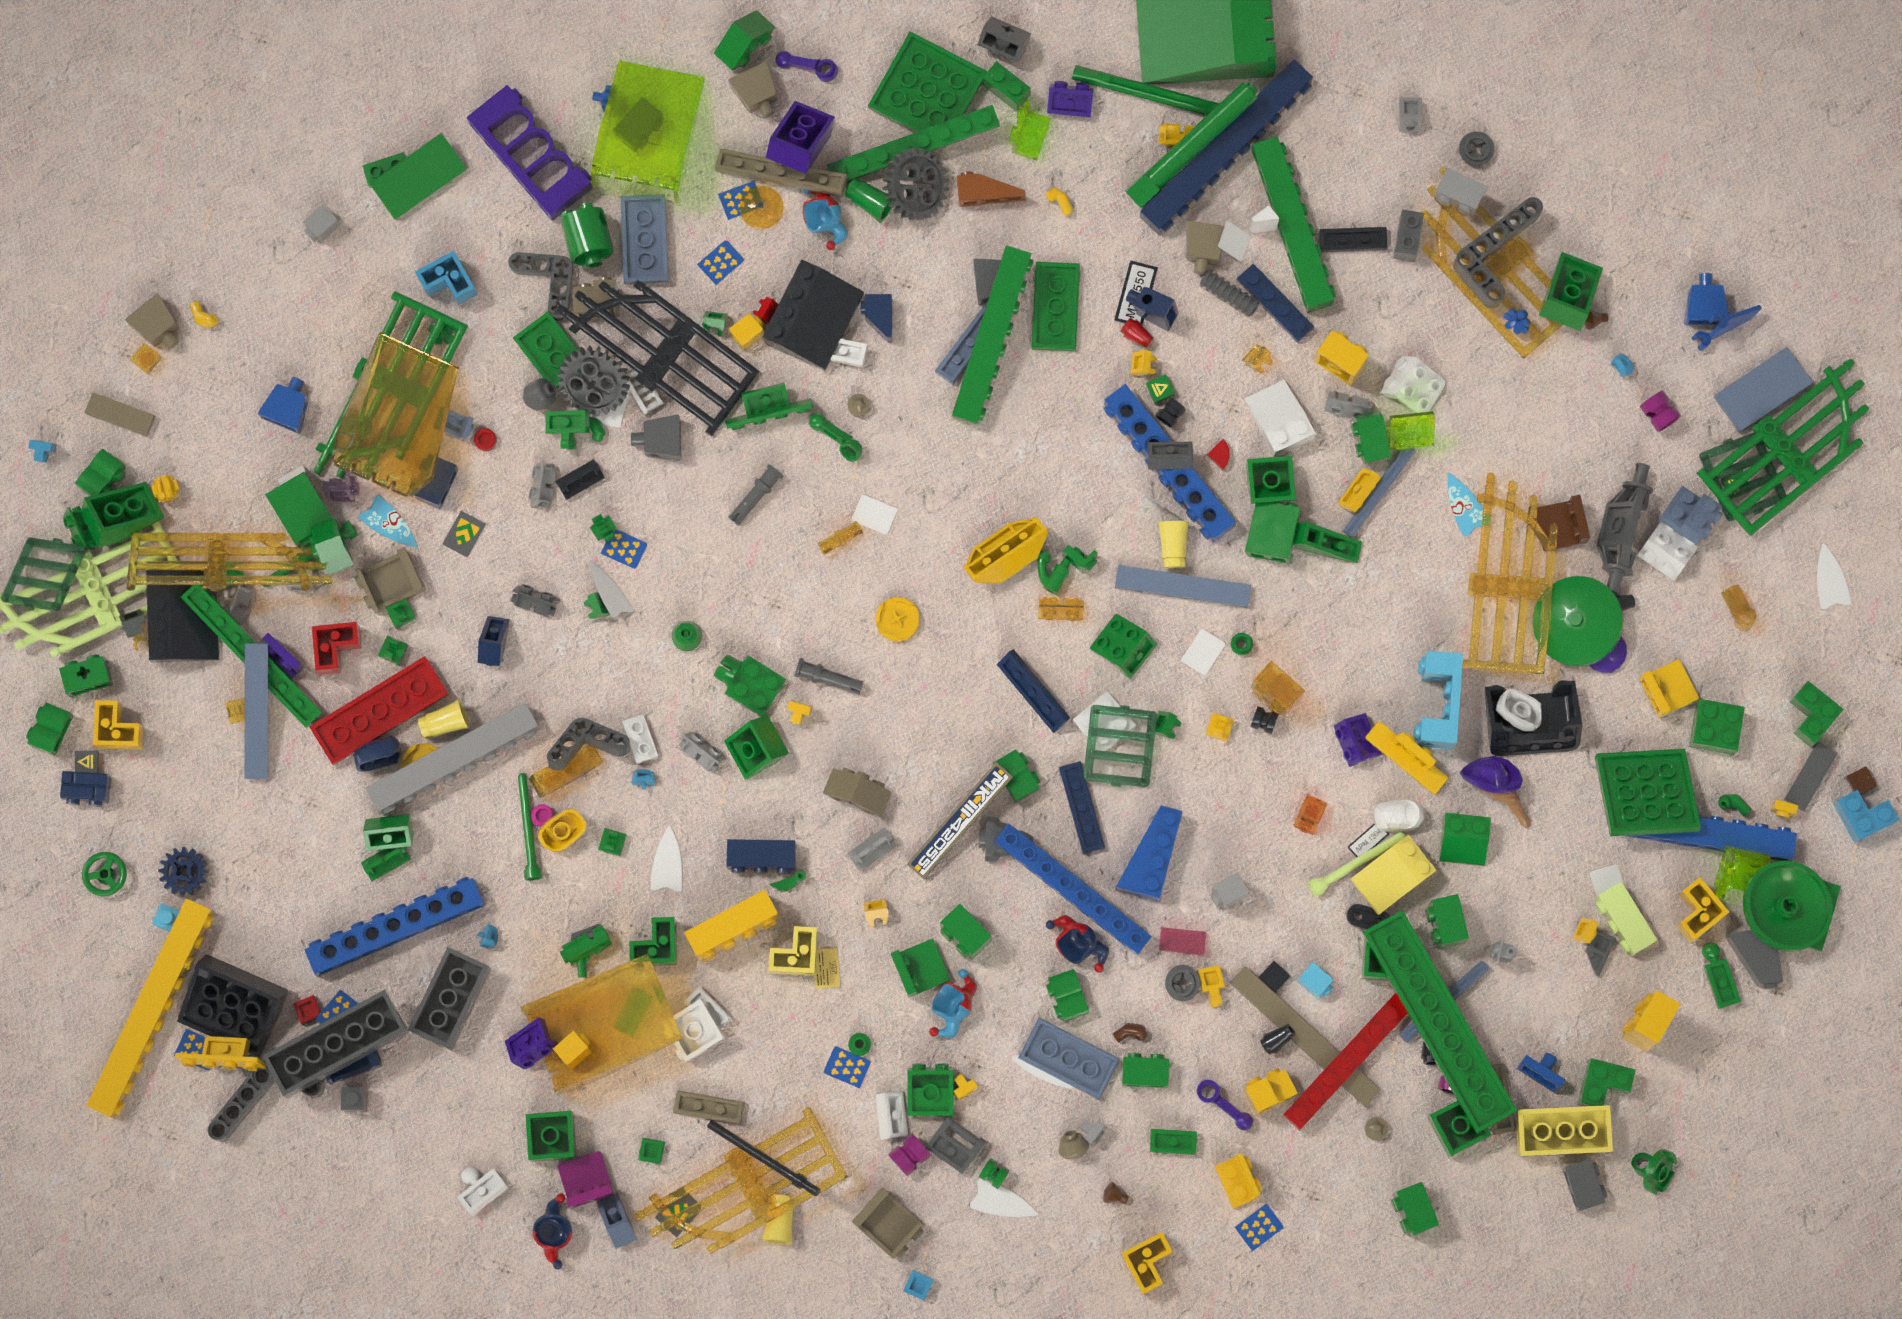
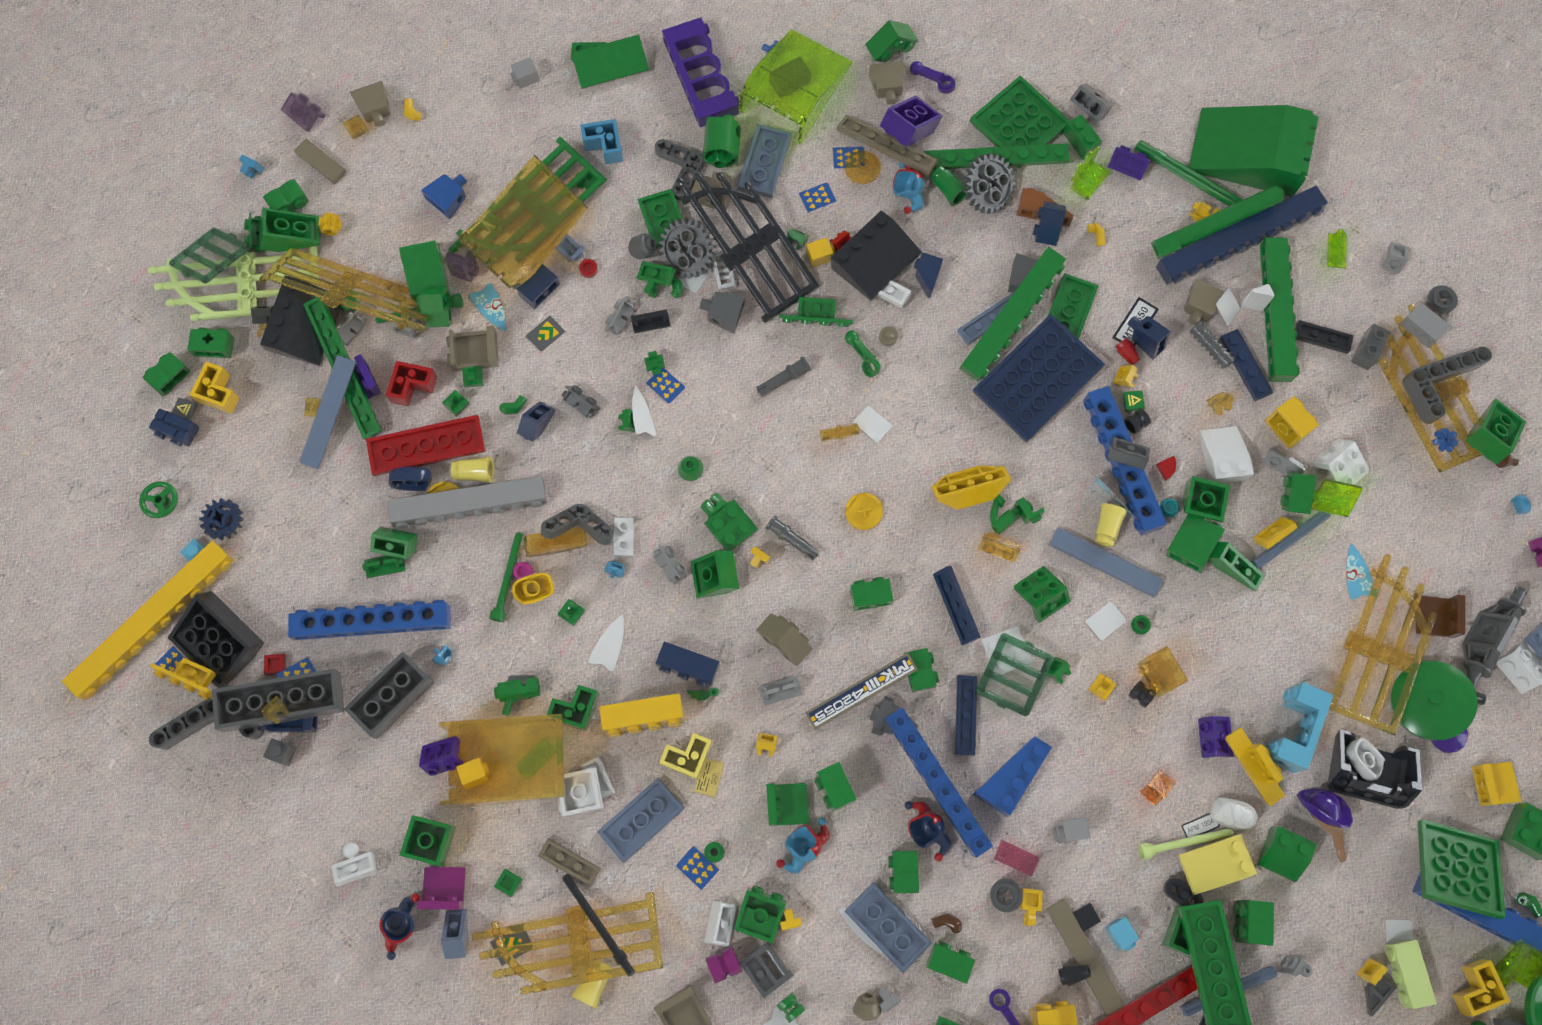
camera: 15 degrees right, 5 degrees down
(74, 359) = (301, 110): none -> clear purple bracket
(339, 1052) = (272, 708): none -> clear yellow tile
(460, 634) = (513, 408): none -> green arm
(769, 1038) = (640, 820): none -> sand blue tile
(935, 710) = (871, 594): none -> green brick
(1001, 210) = (1049, 224): none -> dark blue brick
(1044, 399) = (1038, 378): none -> dark blue plate
(1235, 500) = (1169, 507): none -> teal plate
(1341, 127) = (1337, 249): none -> clear neon green hinge

